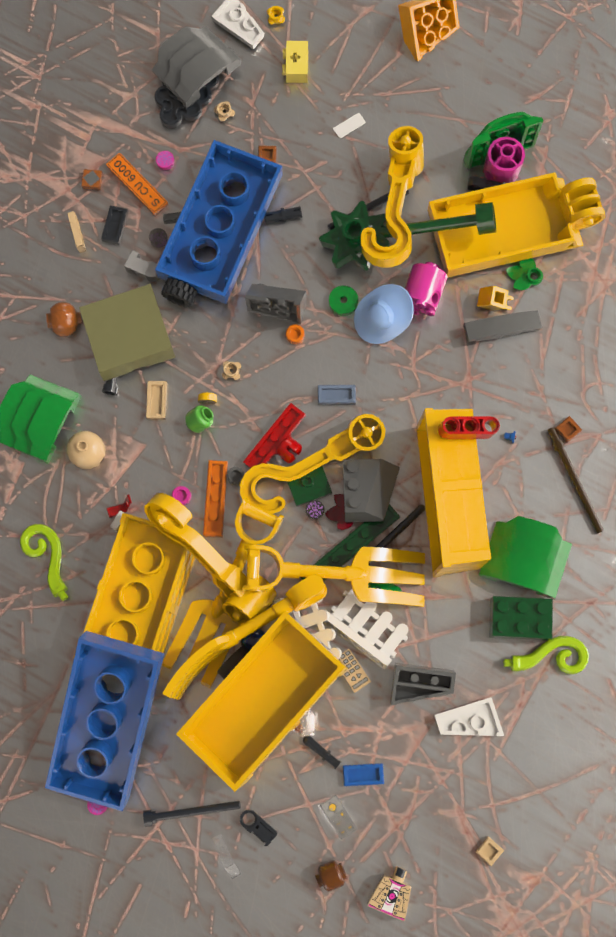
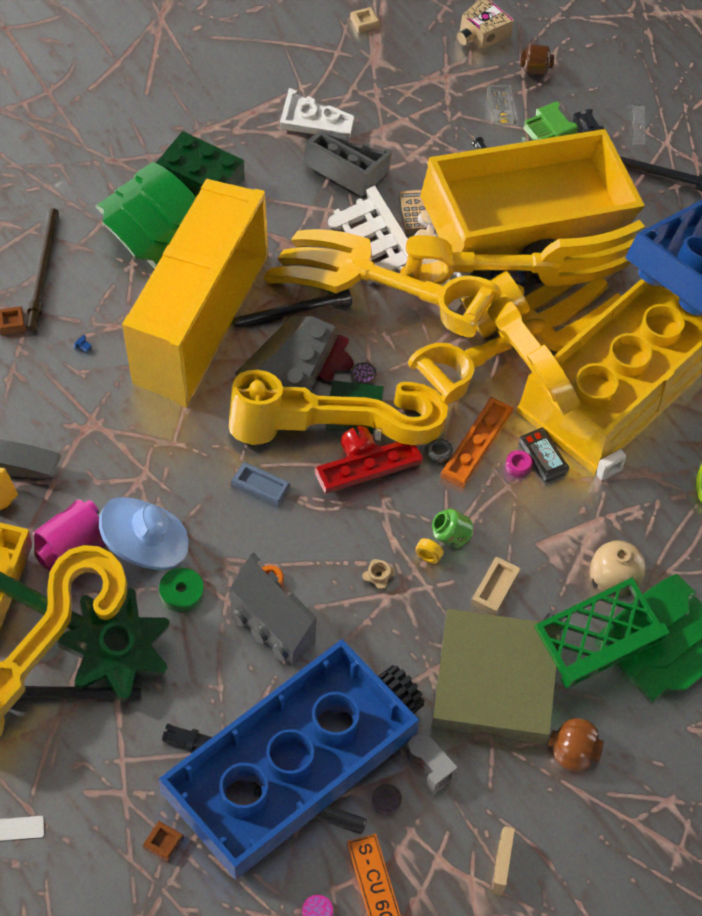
camera: 160 degrees left, 20 degrees down
(58, 373) = (606, 656): none -> green fence
(112, 511) = (603, 485): red piece -> none
(114, 225) = (440, 850): black tile -> none
(290, 809) = (549, 123): none -> bright green piece
(358, 538) = (366, 318): dark green tile -> none
(363, 774) = (455, 125): blue tile -> none
(476, 422) = (143, 297): red beam -> none
(525, 662) = (218, 136): lime plant -> none

